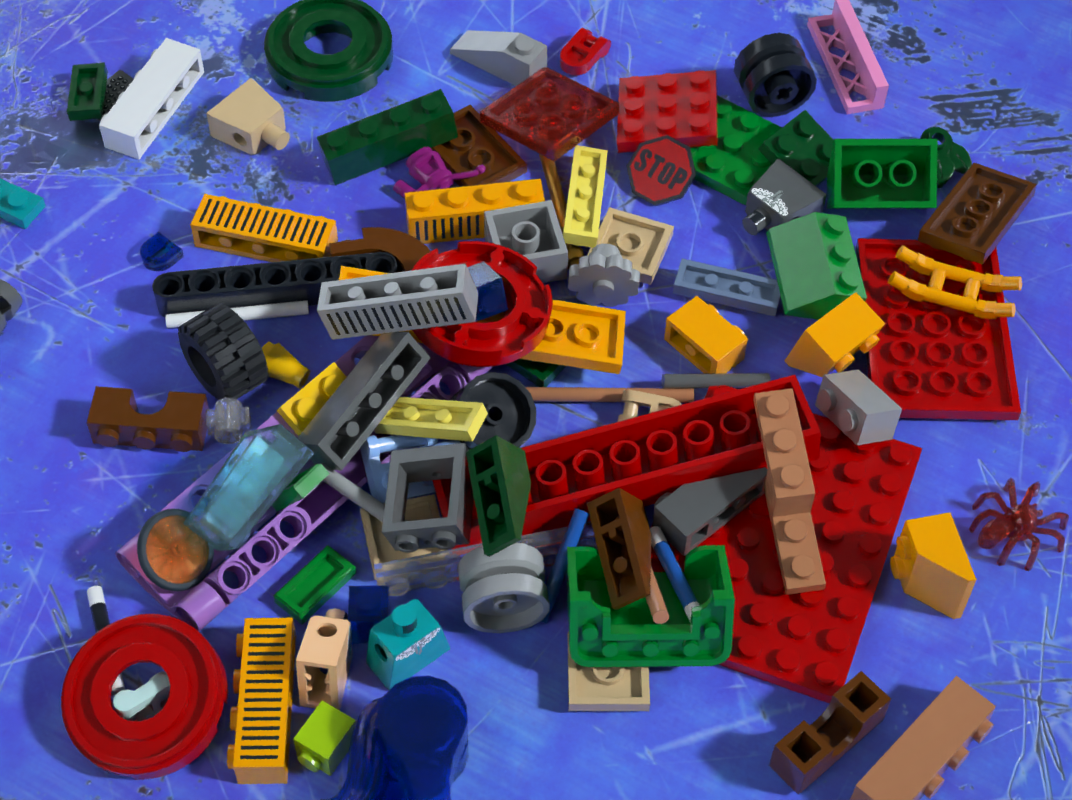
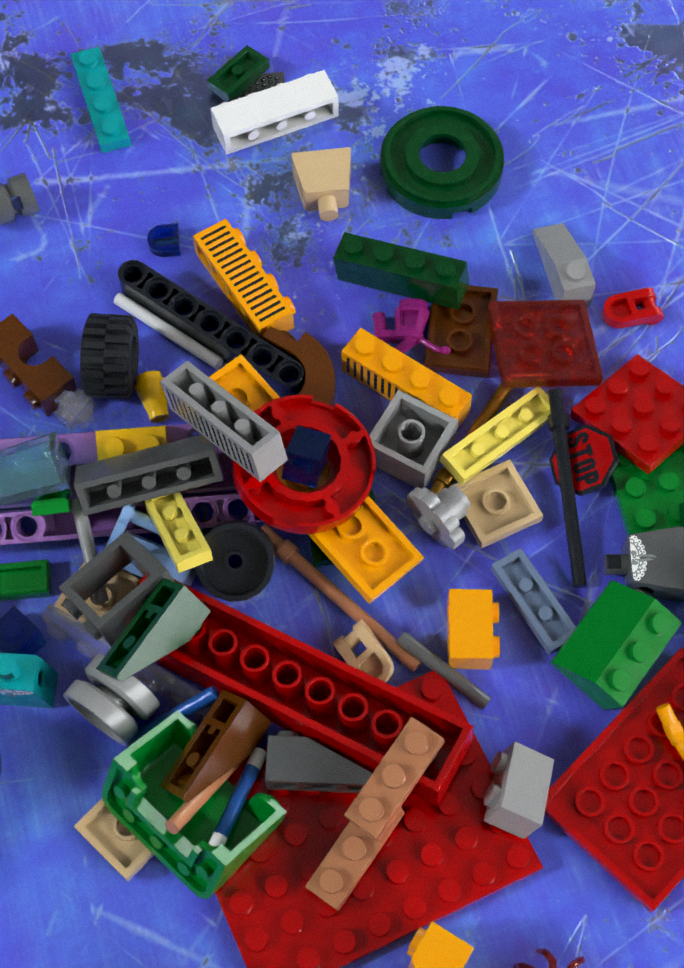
camera: 45 degrees right, 10 degrees up
(620, 158) = (559, 424): none -> black bar
(836, 338) = (561, 720): light orange slope -> none

